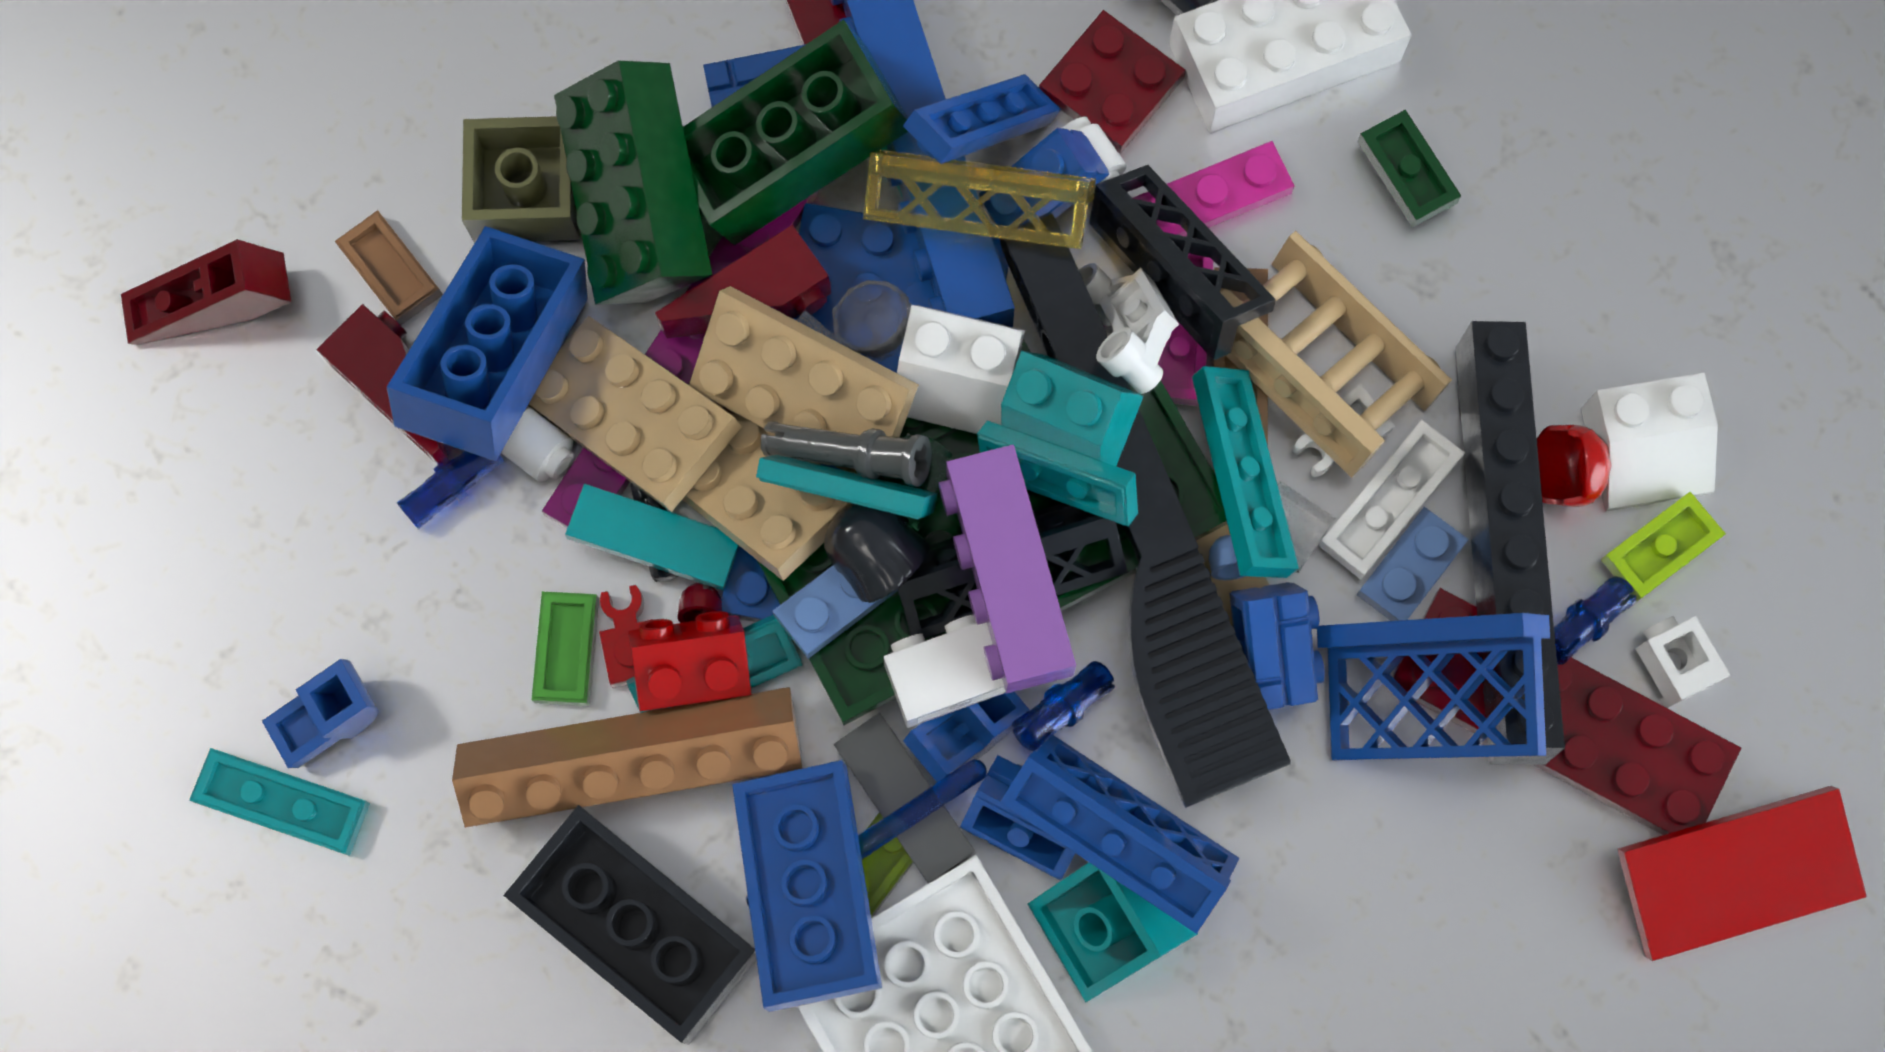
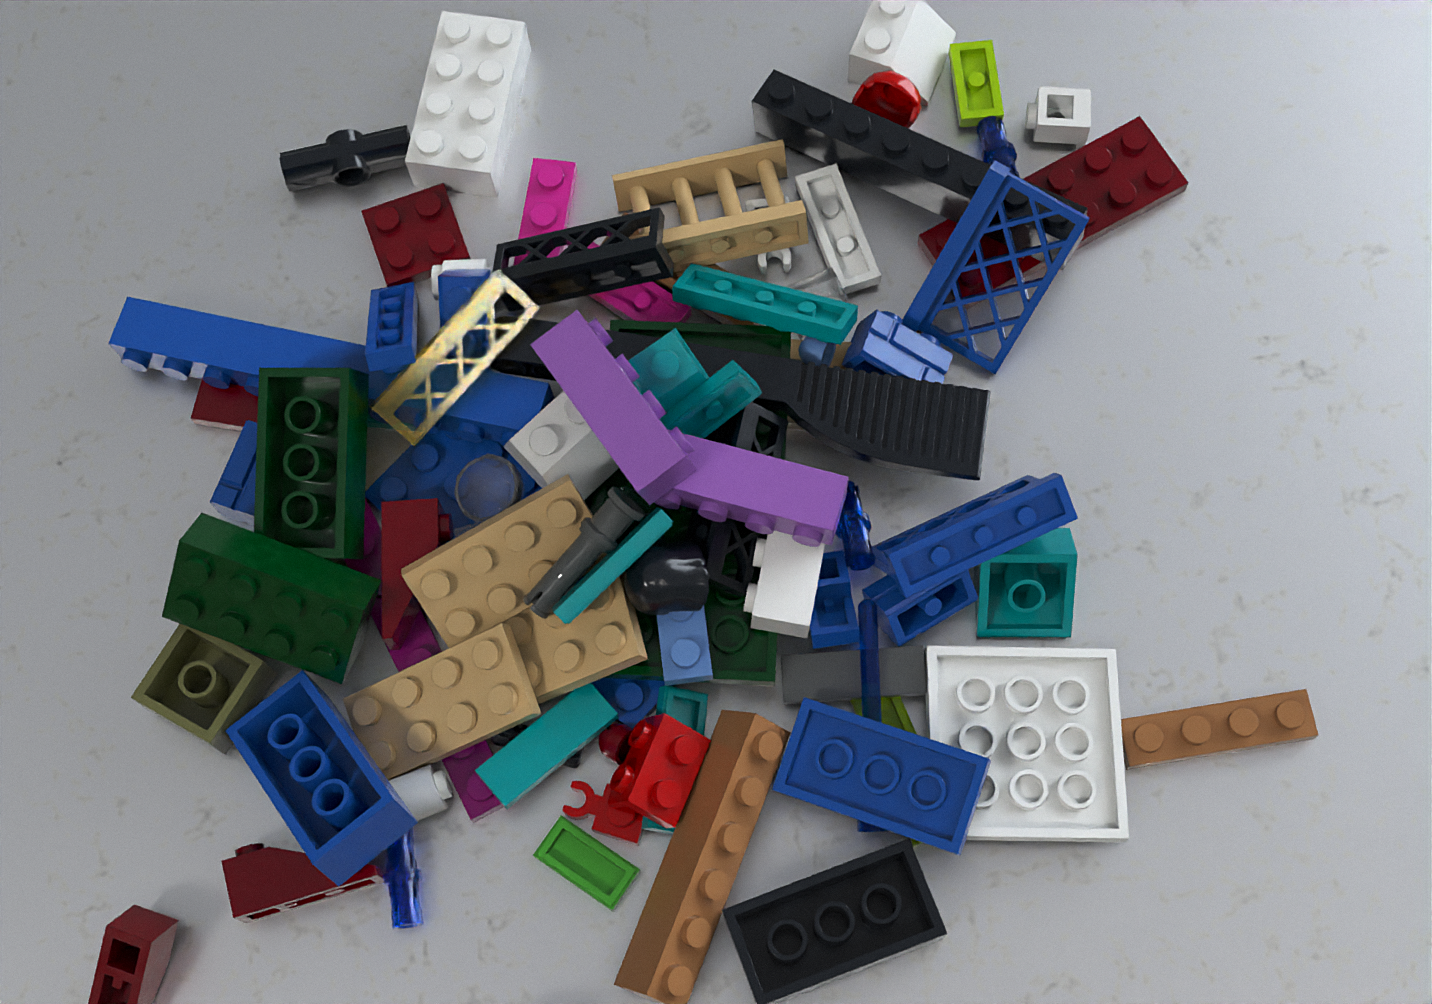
camera: 55 degrees left, 5 degrees down
(388, 268) = (199, 831): medium nougat tile -> none
(1000, 384) = (614, 407): none -> medium lavender brick
(1139, 322) = (624, 304): white plate -> none
(1409, 168) = (612, 84): dark green plate -> none
(1412, 566) = (893, 245): medium blue plate -> none
(1742, 873) = (1223, 164): red tile -> none

